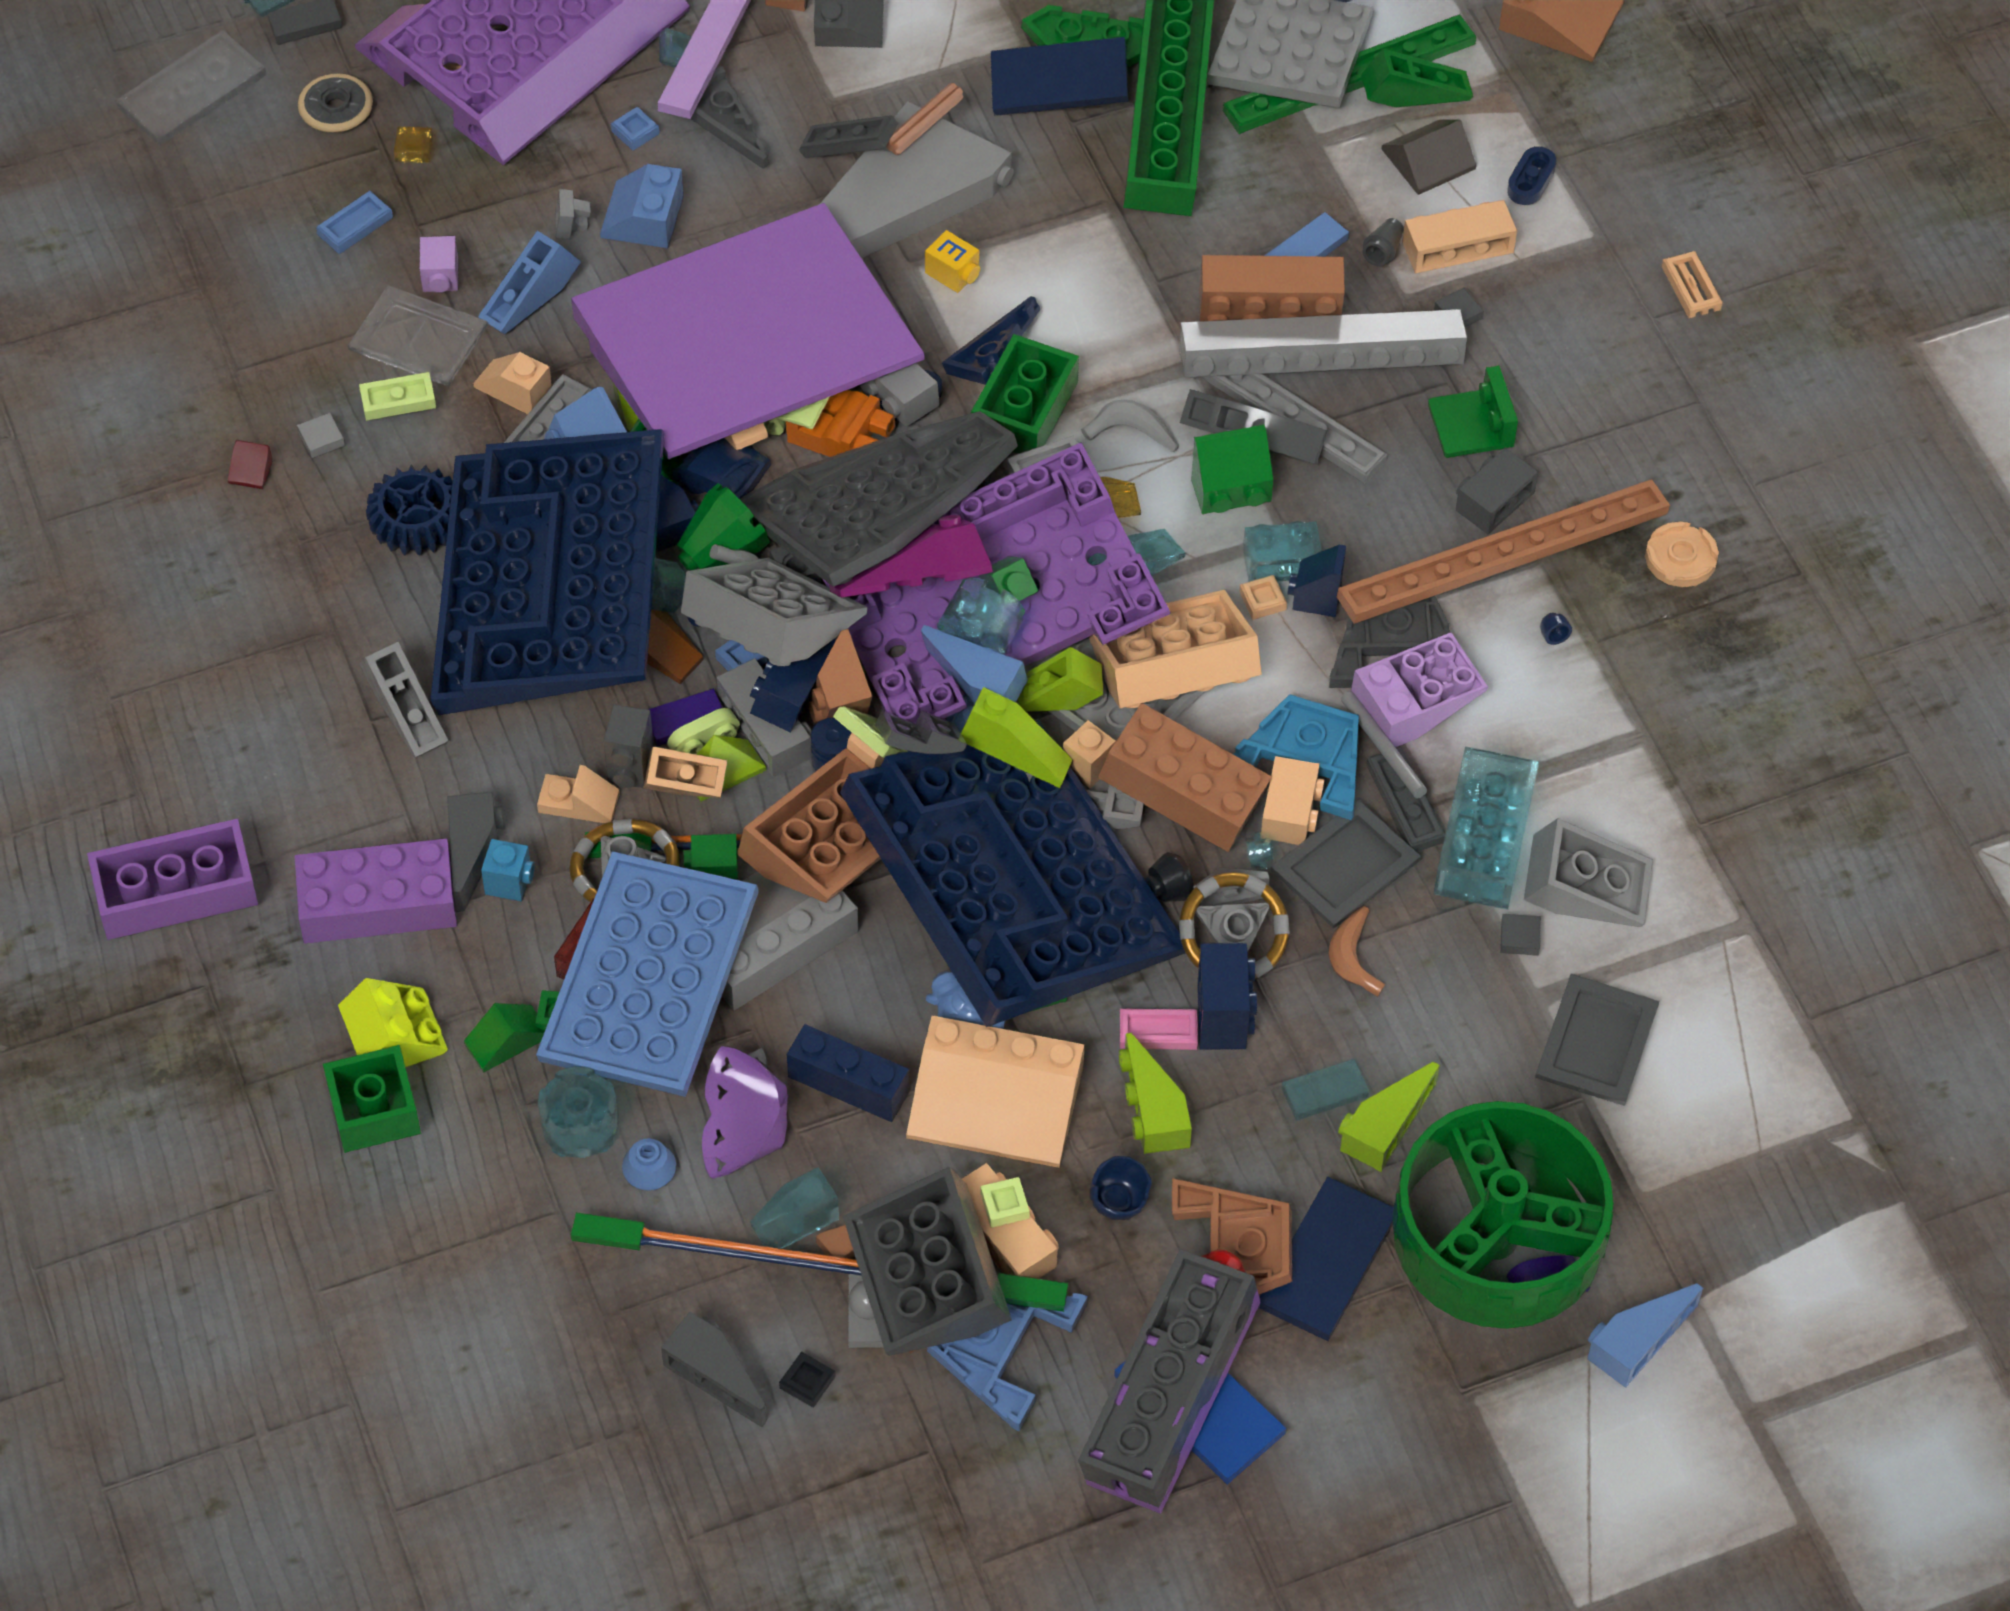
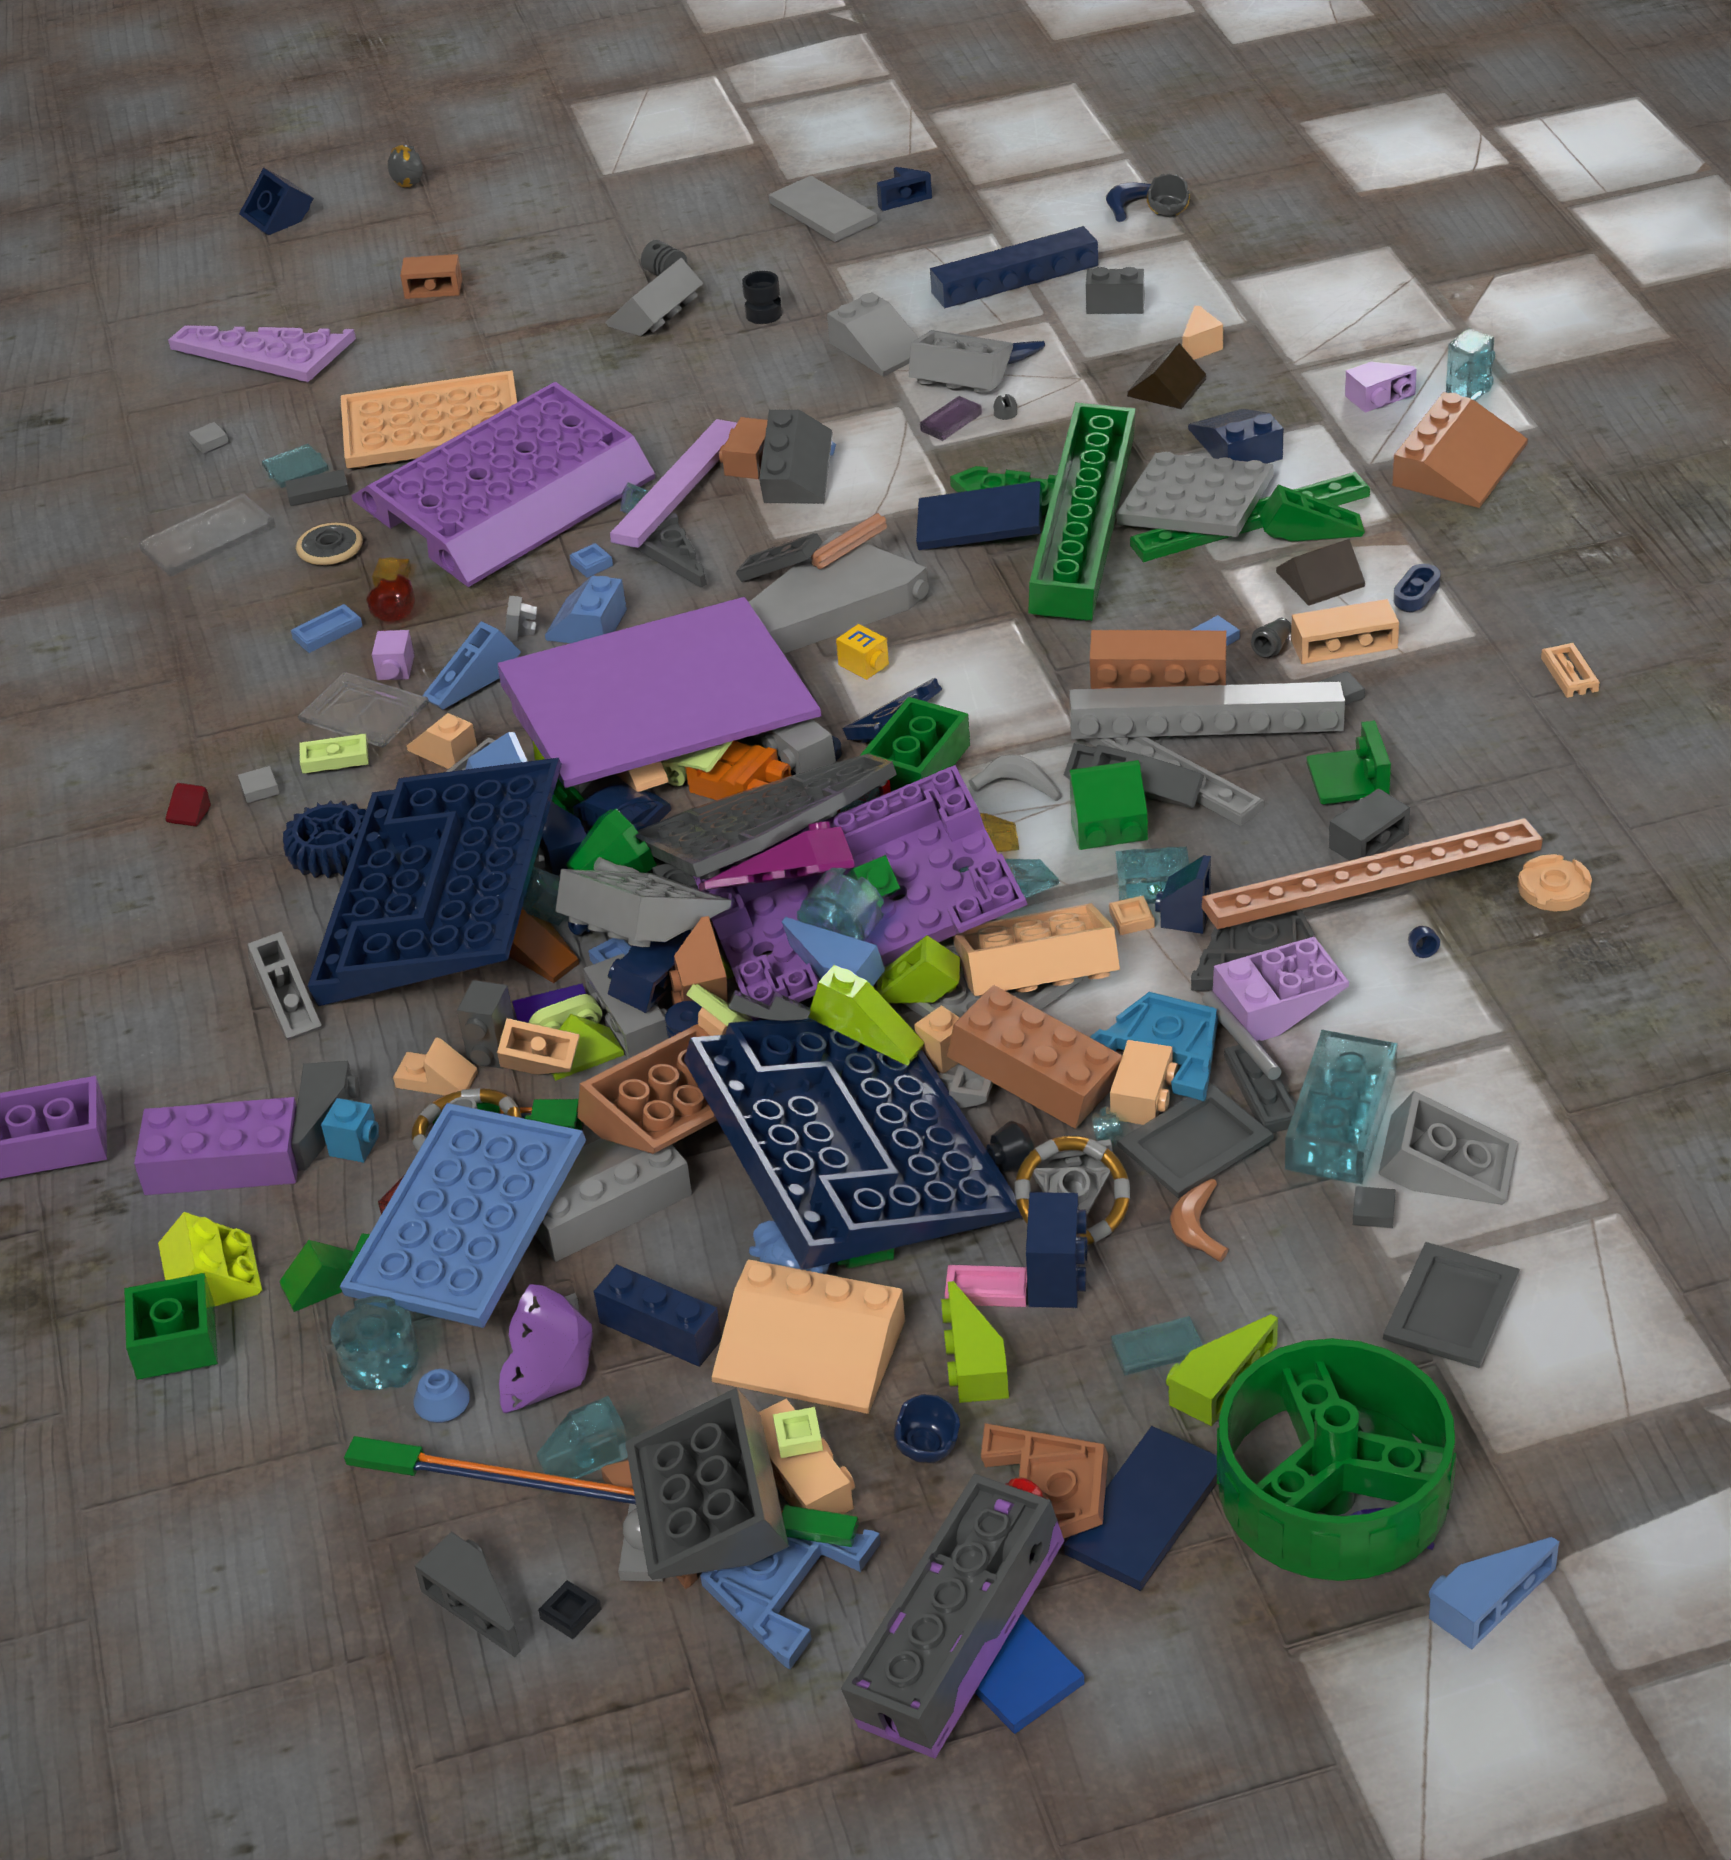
camera: 10 degrees right, 15 degrees down
(423, 186) = (391, 599): none -> clear red hair

